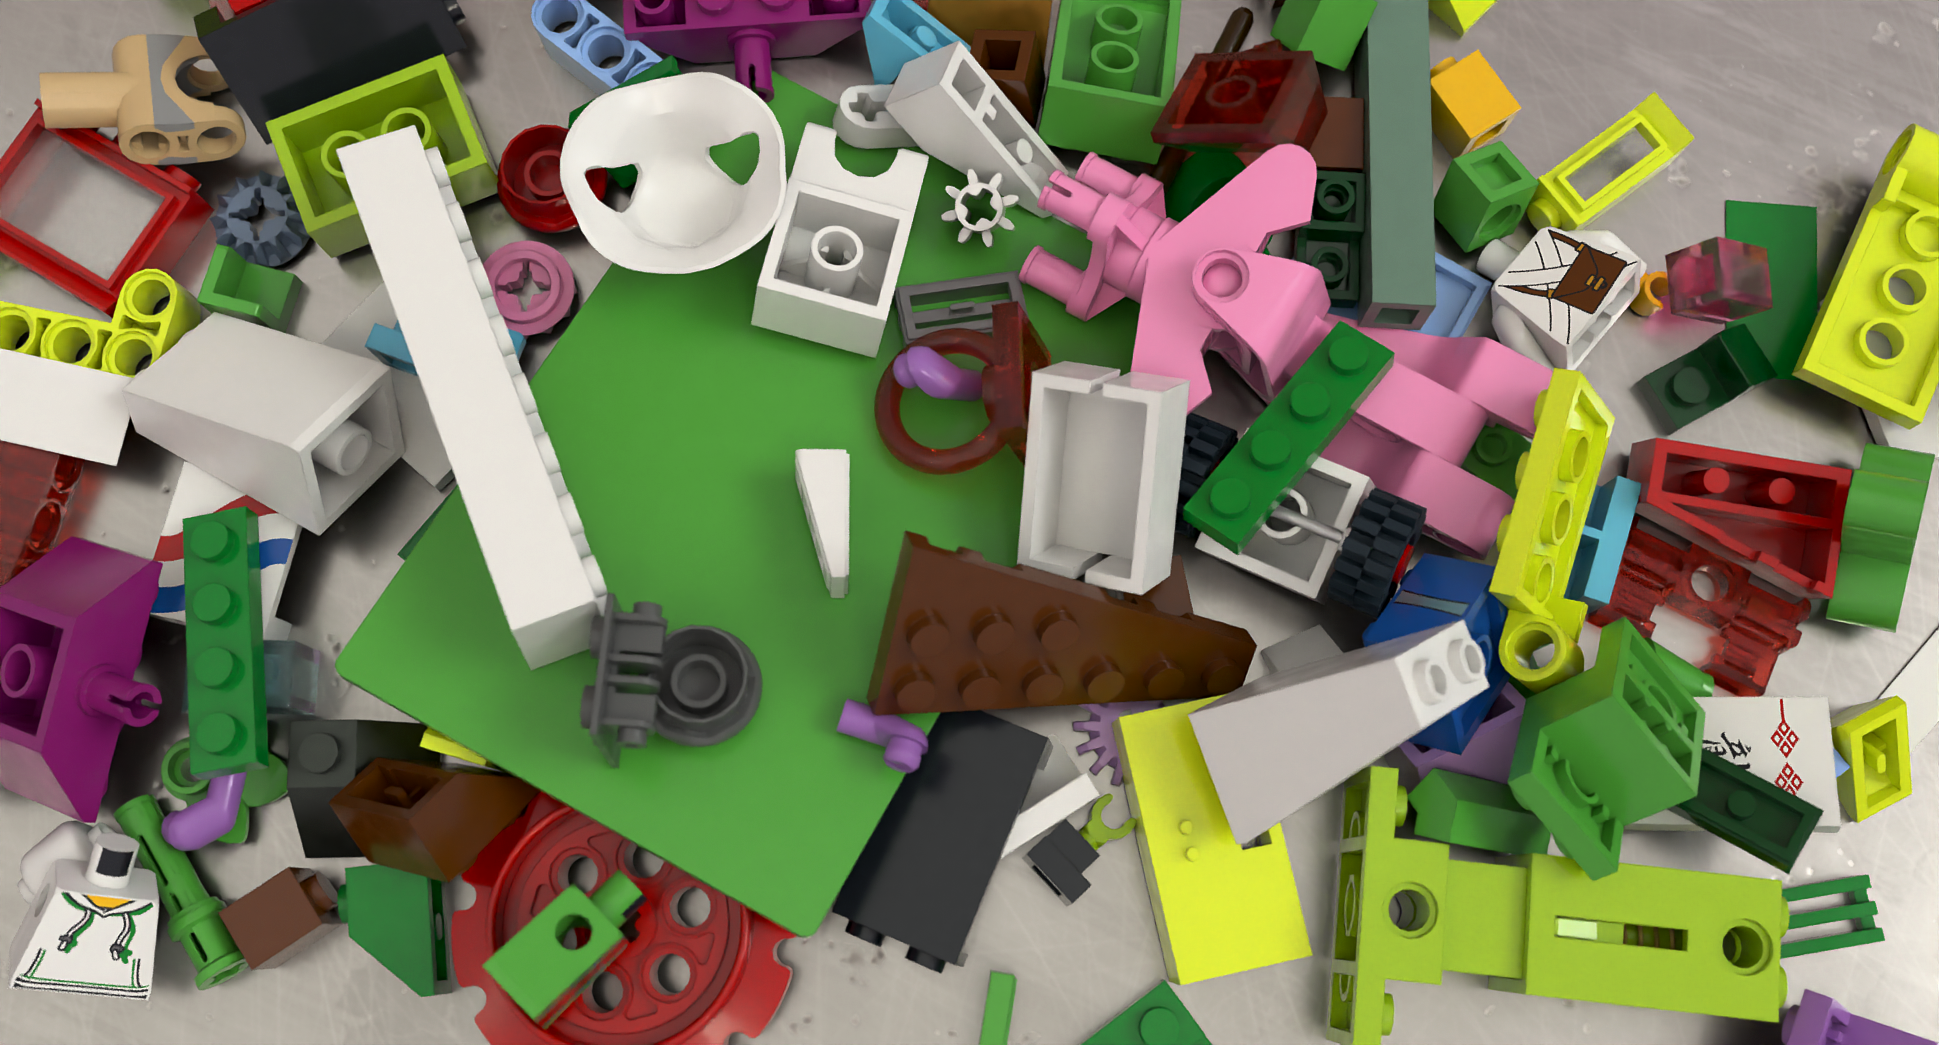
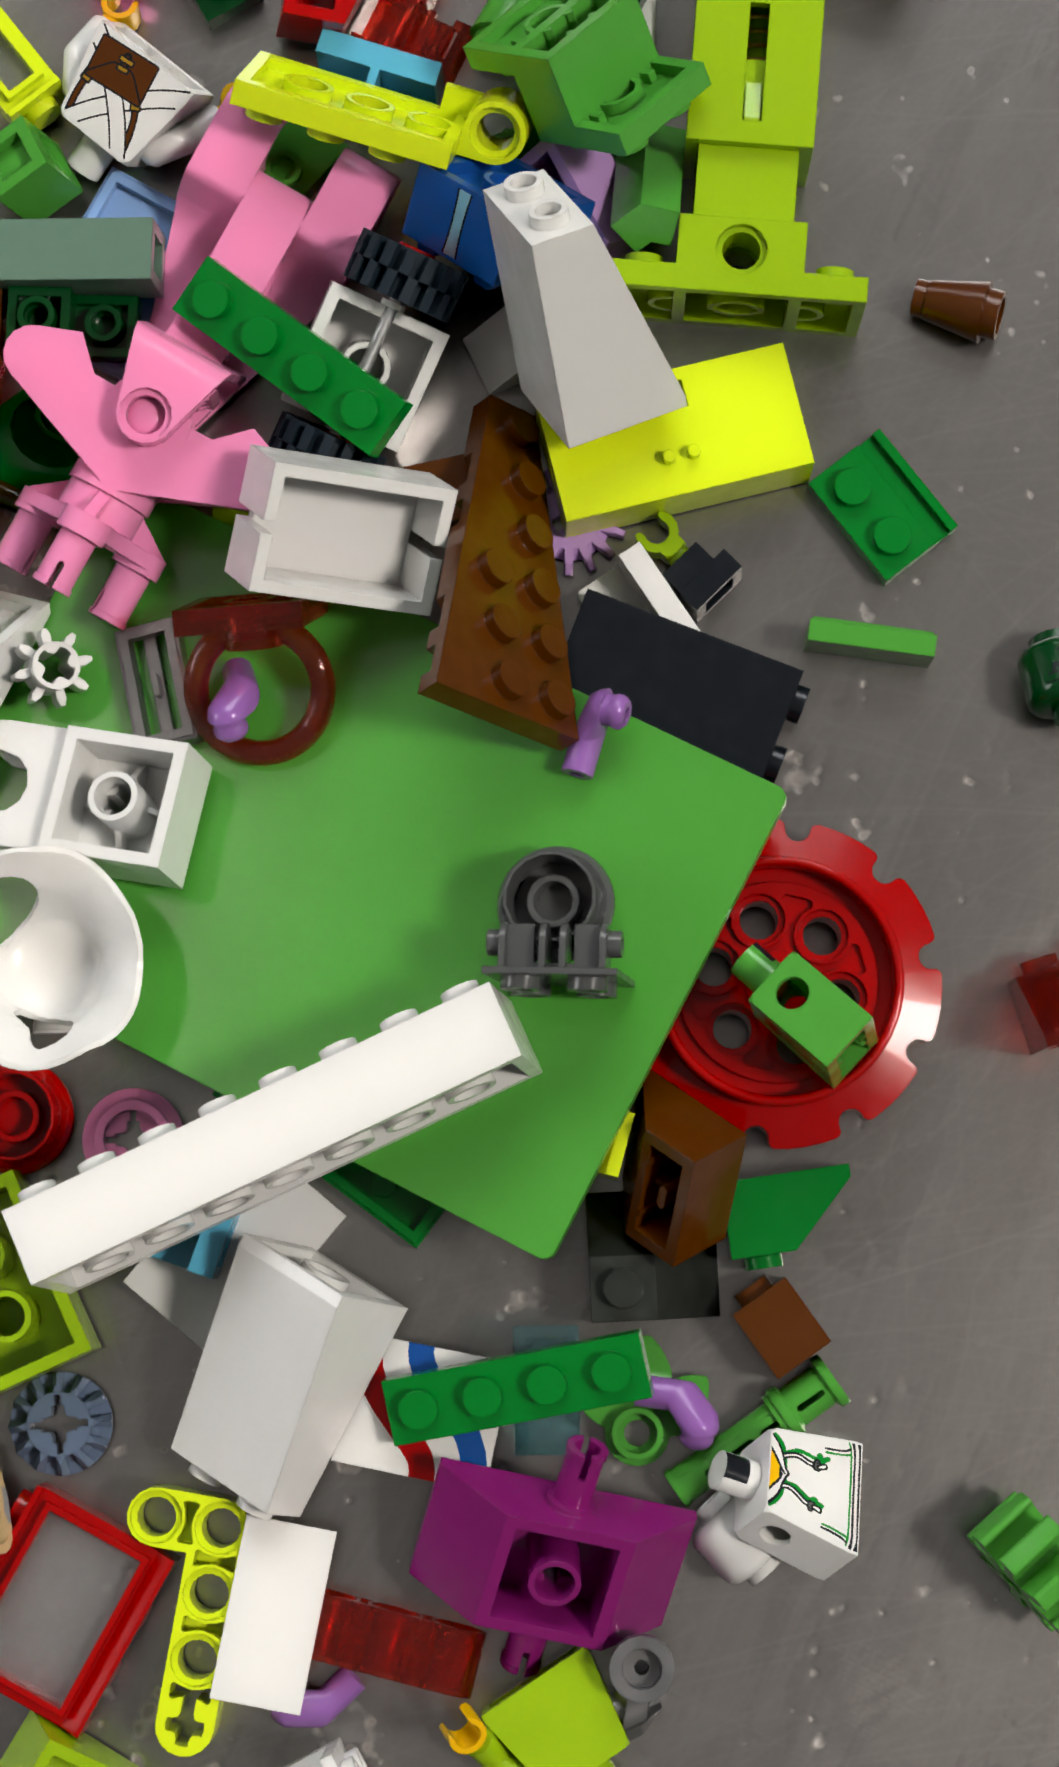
camera: 85 degrees left, 5 degrees up
(249, 290) = (145, 1420): bright green panel -> none
(824, 492) = (368, 799): white slope -> none

